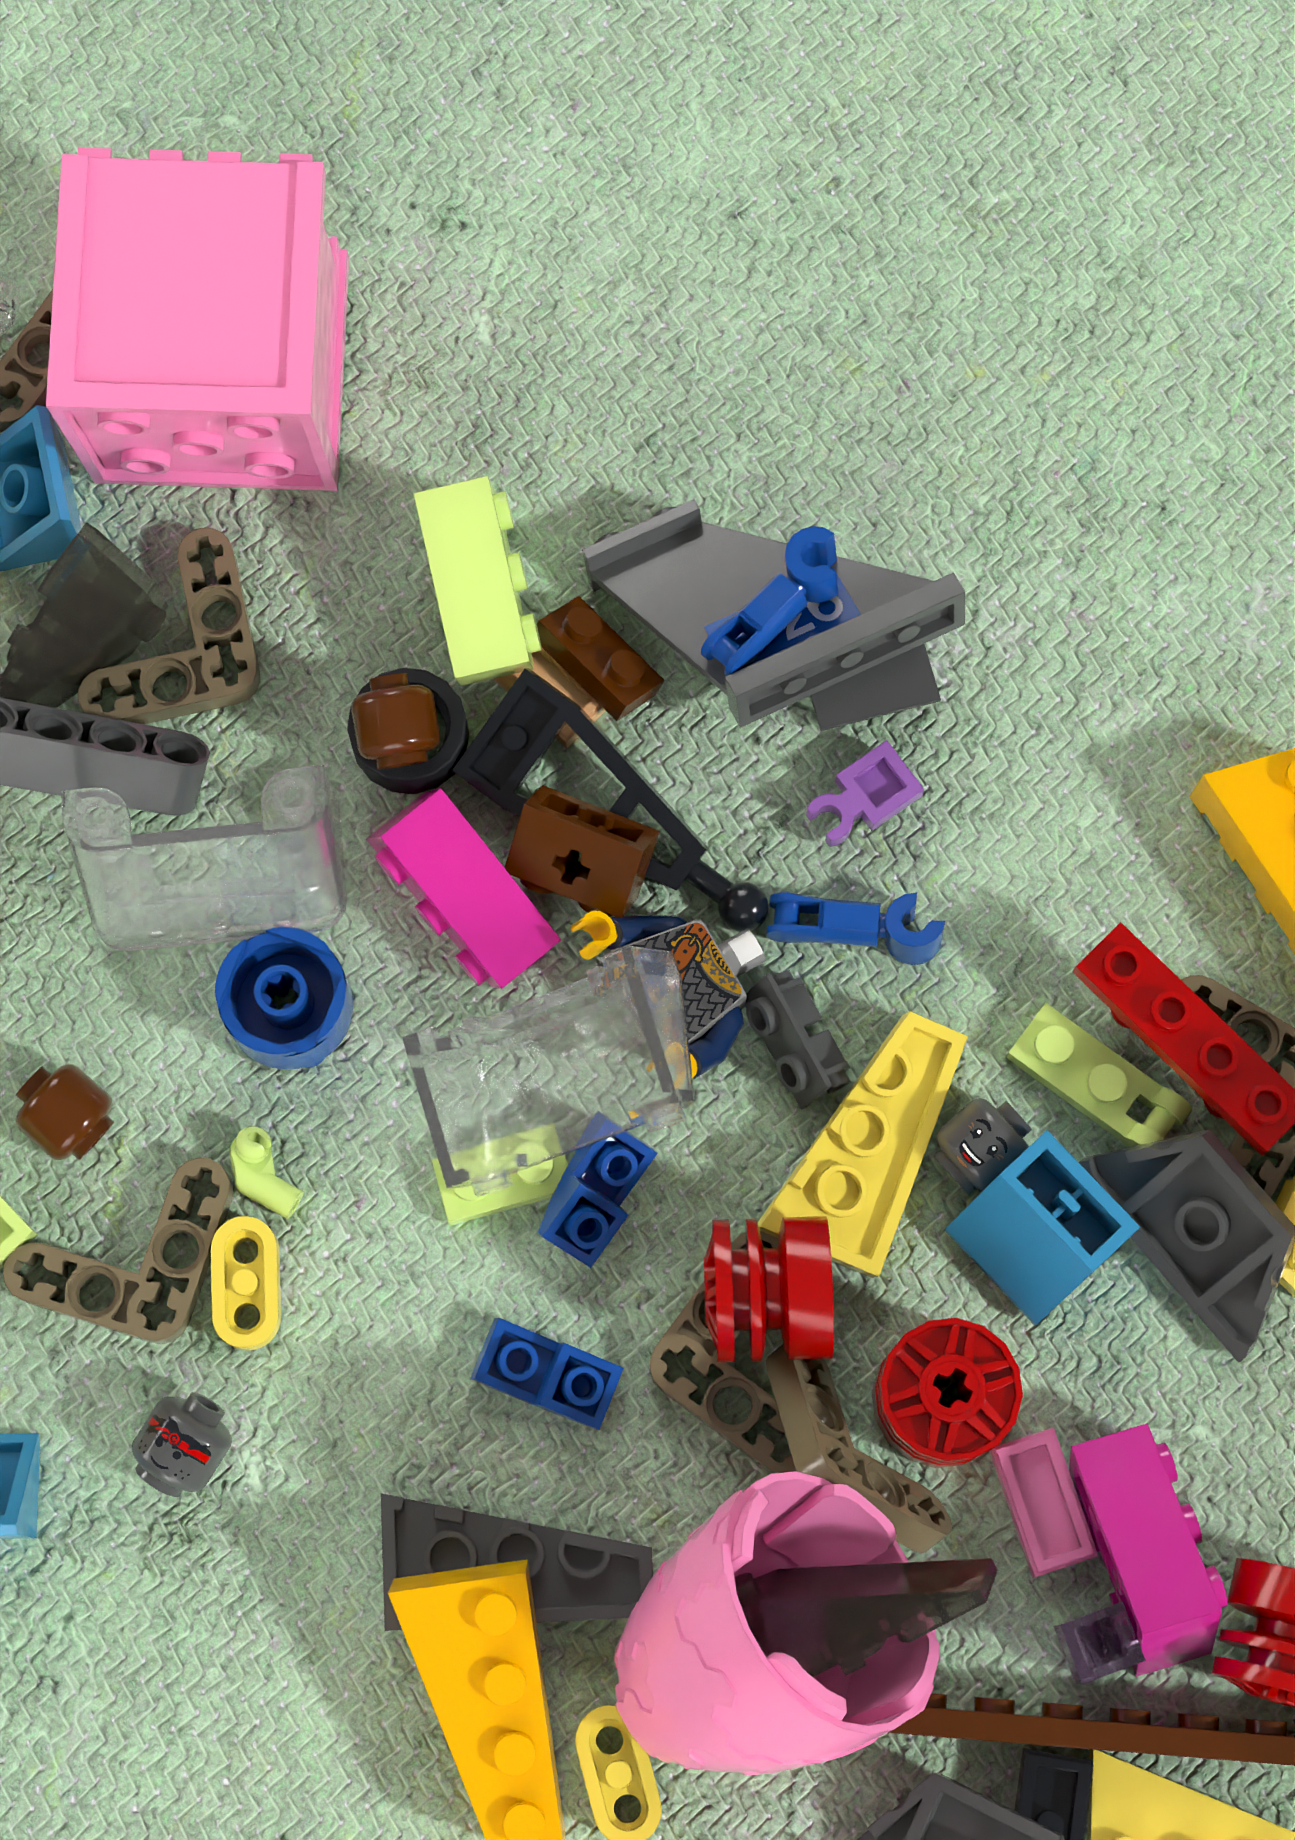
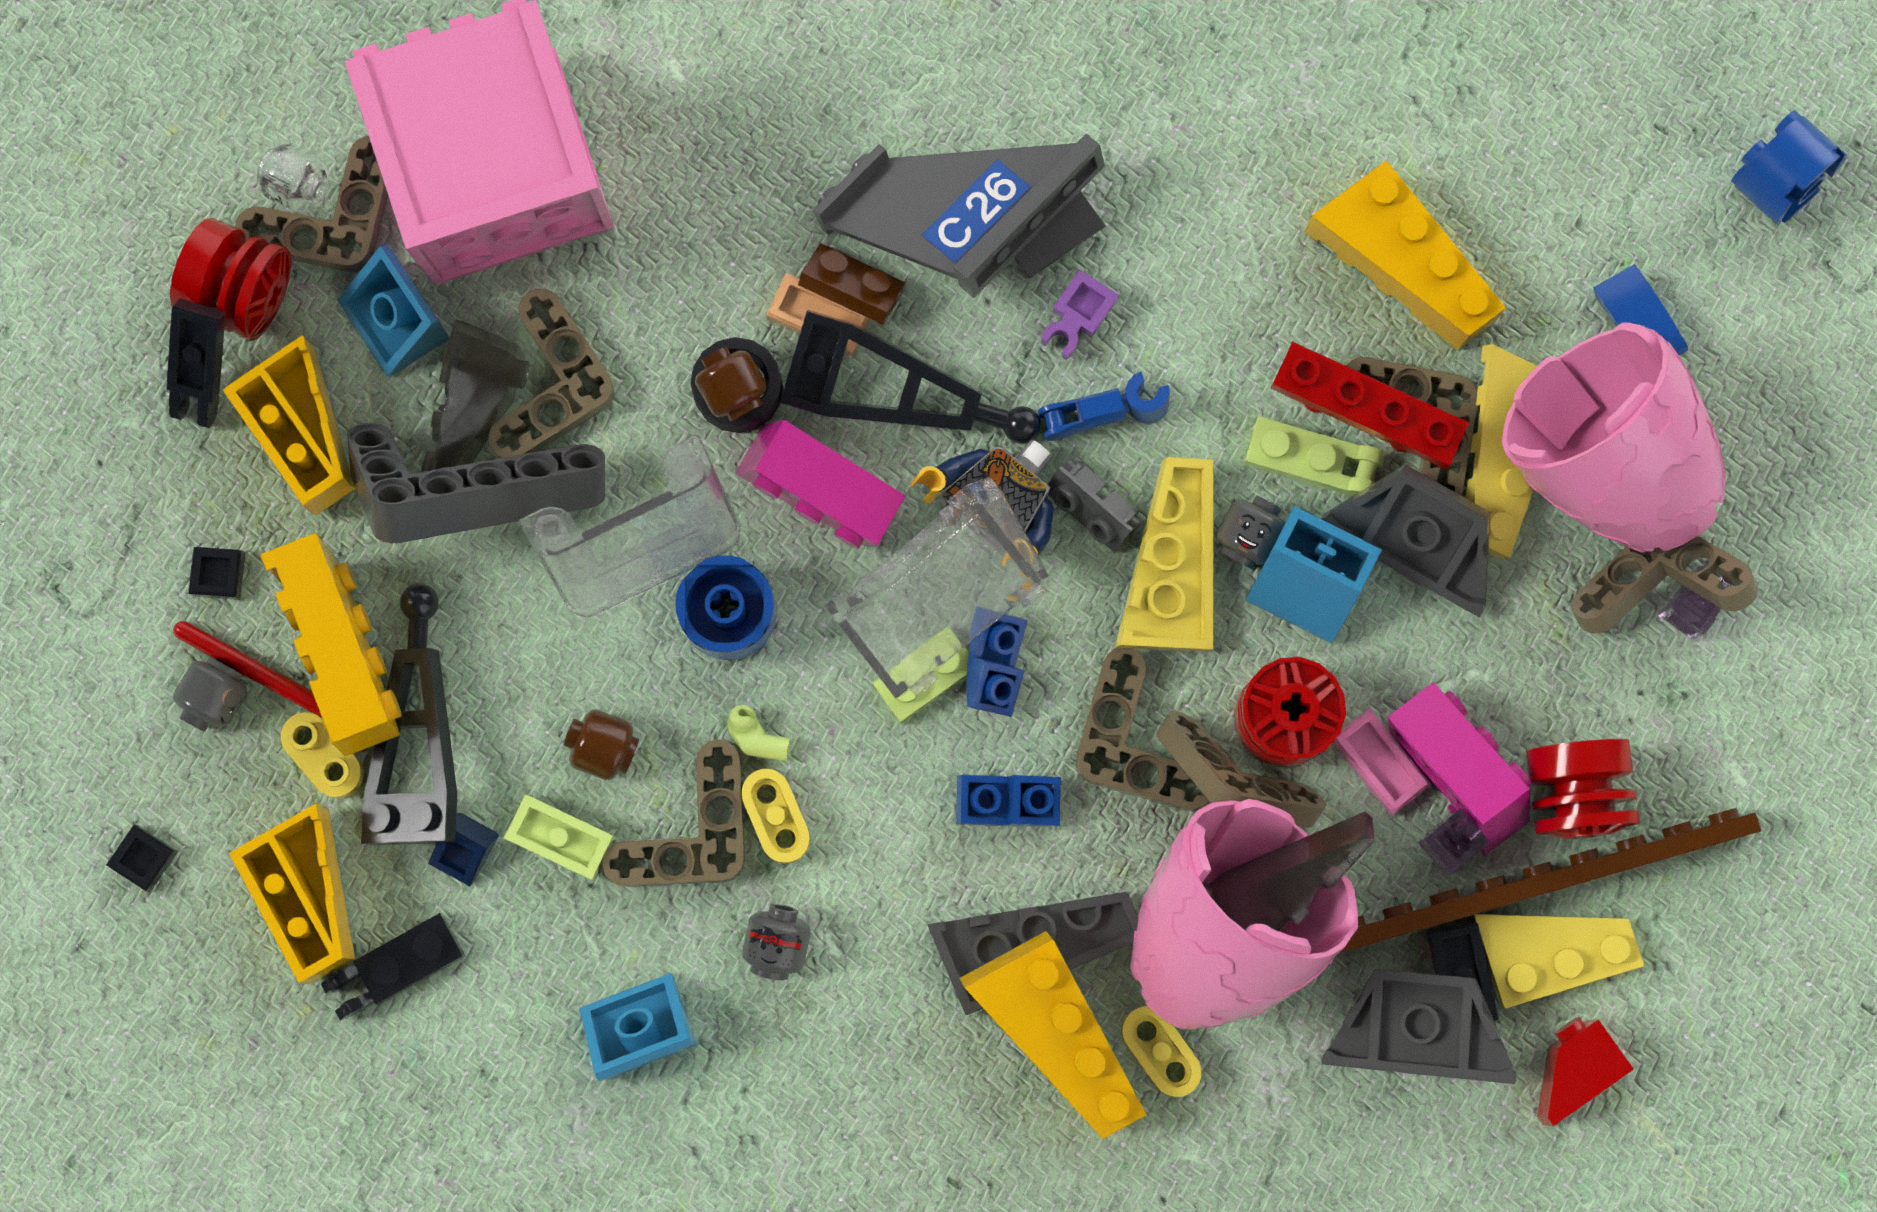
camera: 20 degrees left, 5 degrees up
(477, 580) = (748, 259): yellowish green wedge -> none
(612, 850) = (915, 415): reddish brown brick -> none
(771, 1289) = (1146, 685): red wheel -> none
(779, 602) = (969, 198): blue piece -> none

